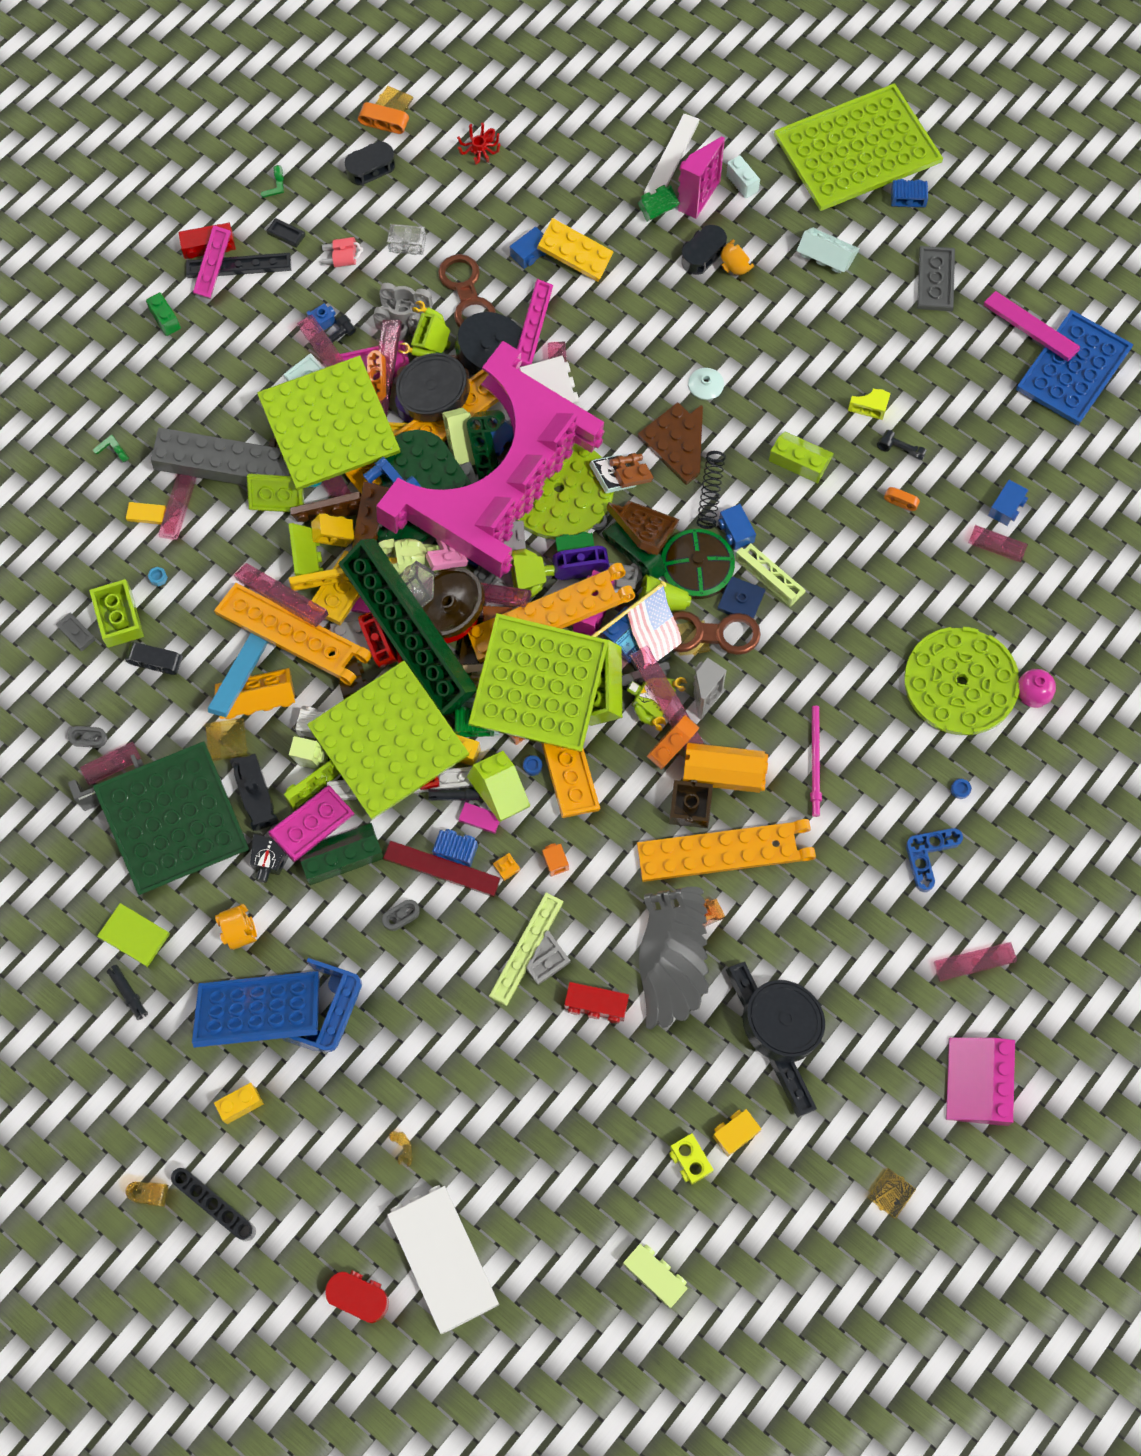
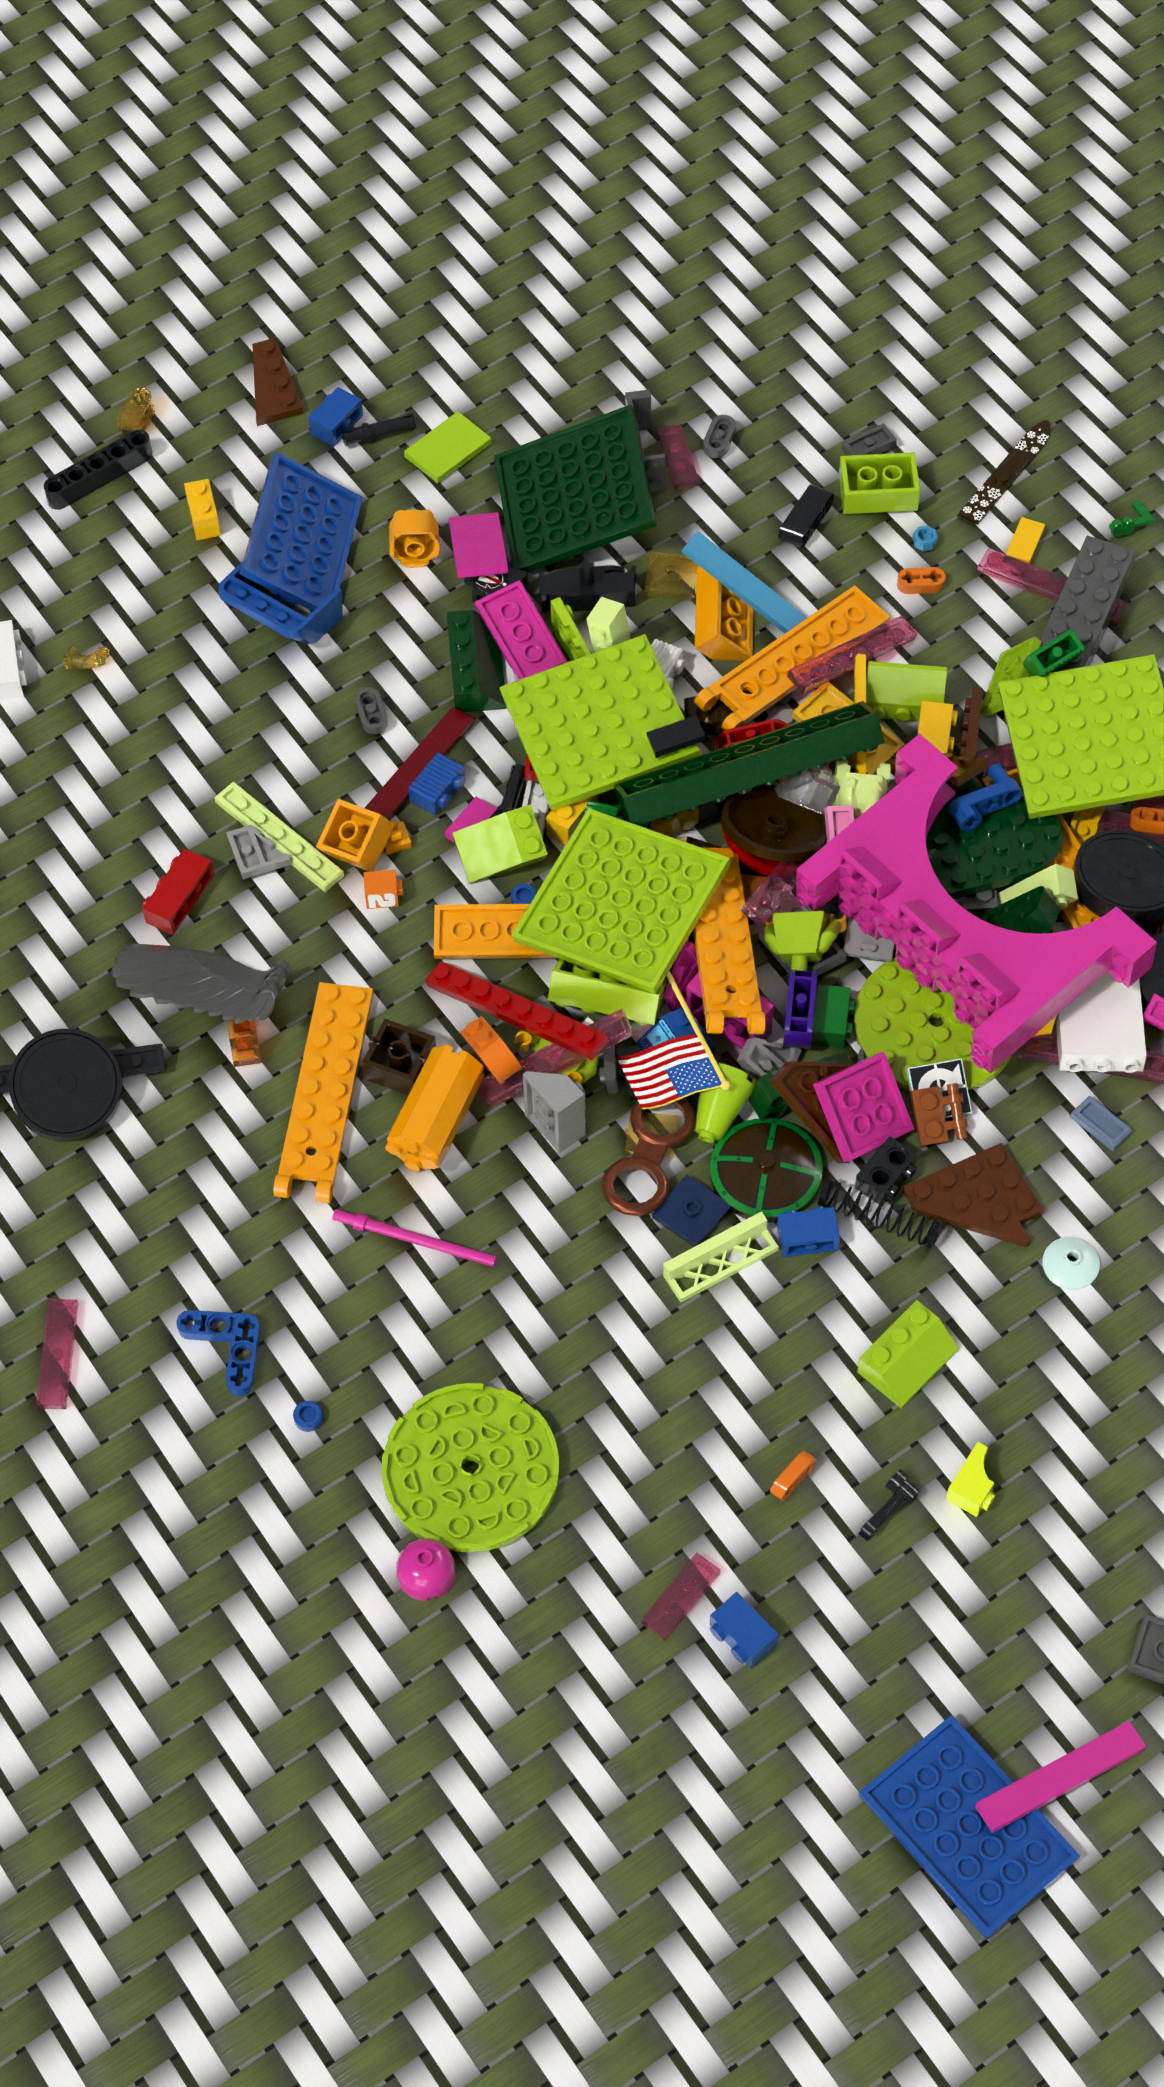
camera: 105 degrees right, 10 degrees down
(83, 538) = (1006, 473): none -> dark brown piece
(97, 1090) = (273, 385): none -> reddish brown wing
(121, 1029) = (337, 413): none -> blue brick
(198, 571) = (921, 580): none -> orange beam
(233, 878) = (478, 545): none -> dark pink tile
(267, 455) = (1054, 654): none -> green brick
(399, 675) = (676, 736): none -> black tile
(522, 885) = (355, 835): none -> light orange brick
(604, 384) = (1101, 1123): none -> sand blue tile
(638, 734) = (517, 1010): none -> red plate
(645, 507) = (863, 1106): none -> dark pink plate
(678, 496) = (881, 1168): none -> black brick

